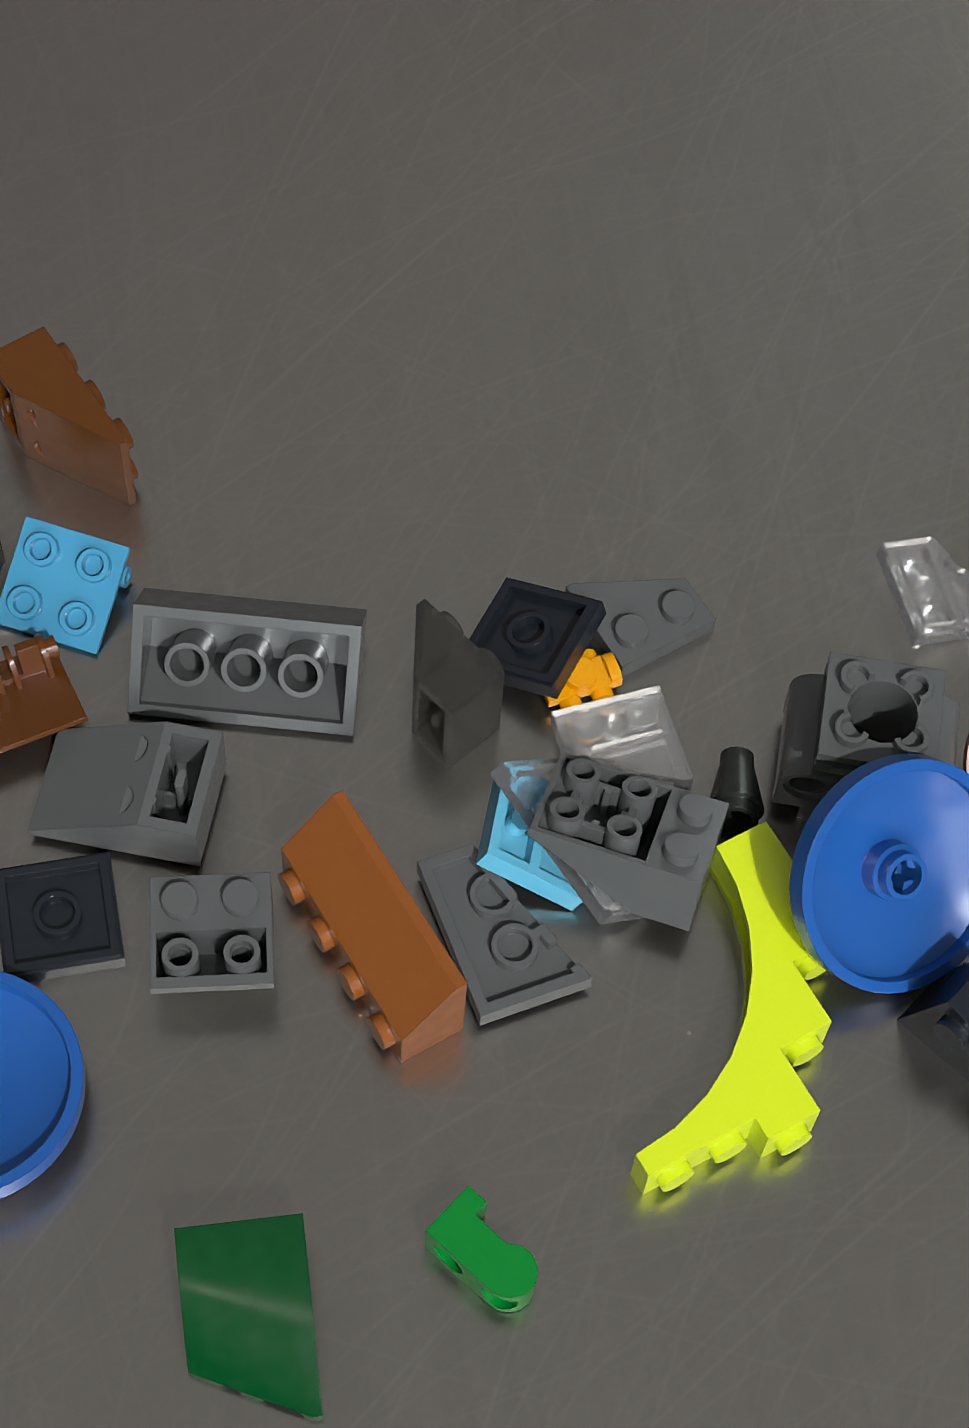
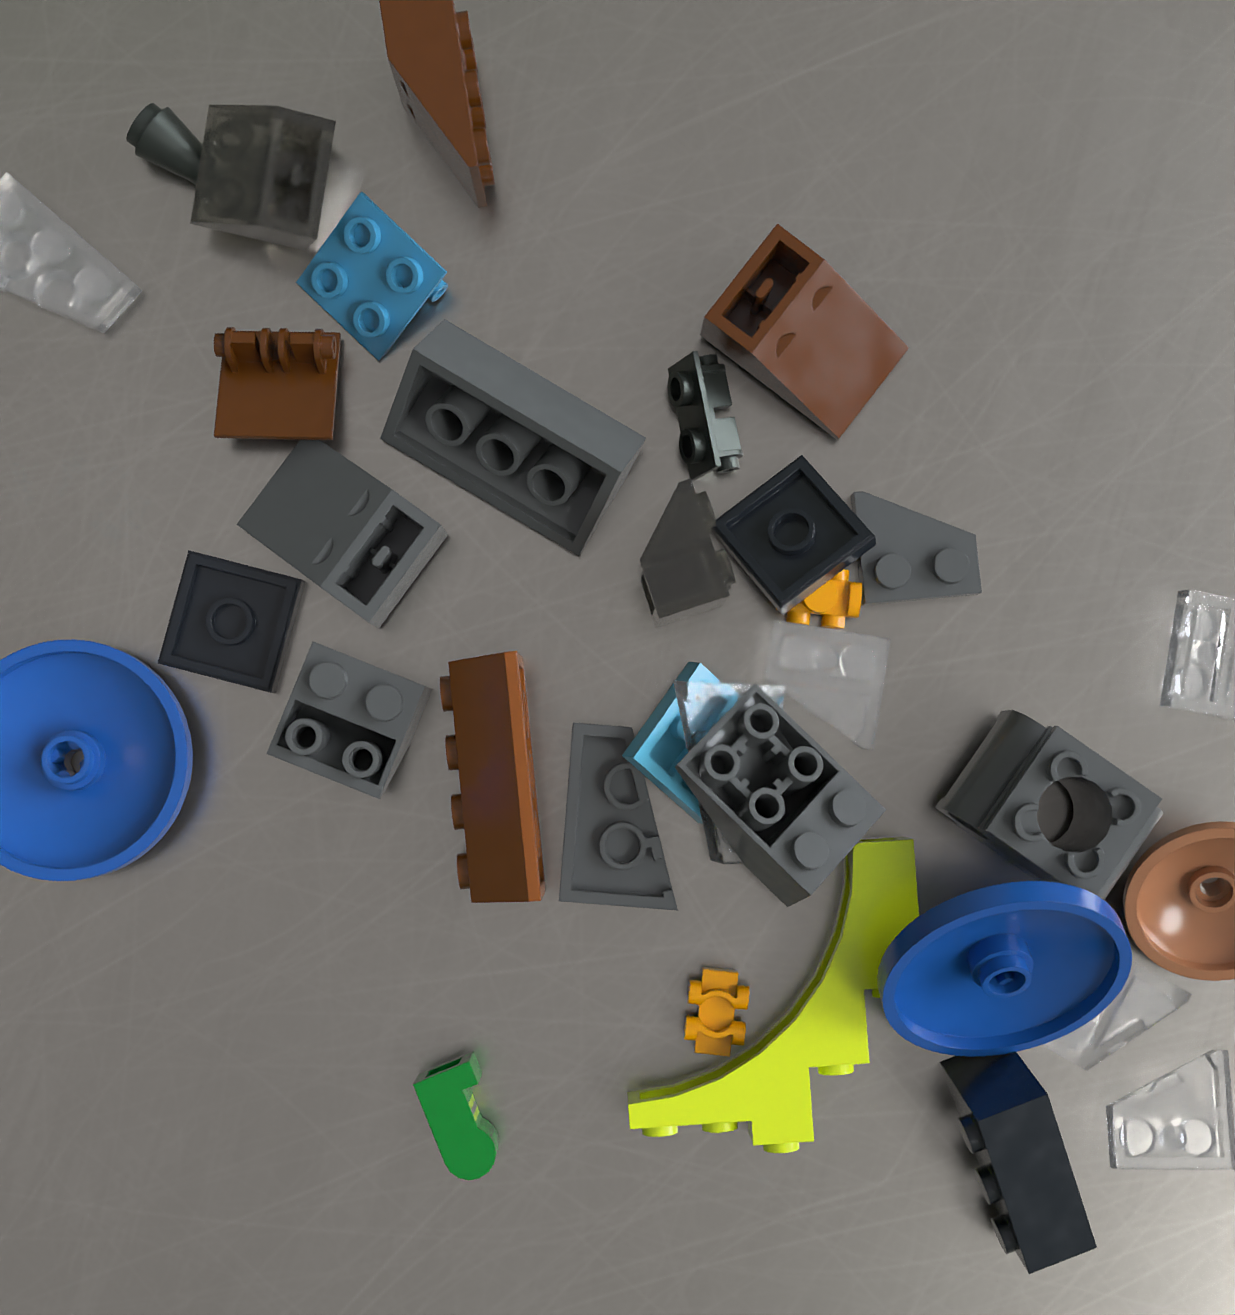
camera: 25 degrees right, 25 degrees up
(250, 1310) = (238, 1075): dark green slope -> none
(396, 572) = (696, 390): none -> pearl dark grey hinge
(457, 482) = (803, 332): none -> reddish brown slope
(674, 1064) = (716, 1001): none -> light orange piece
(738, 786) = (908, 781): pearl dark grey cone -> none

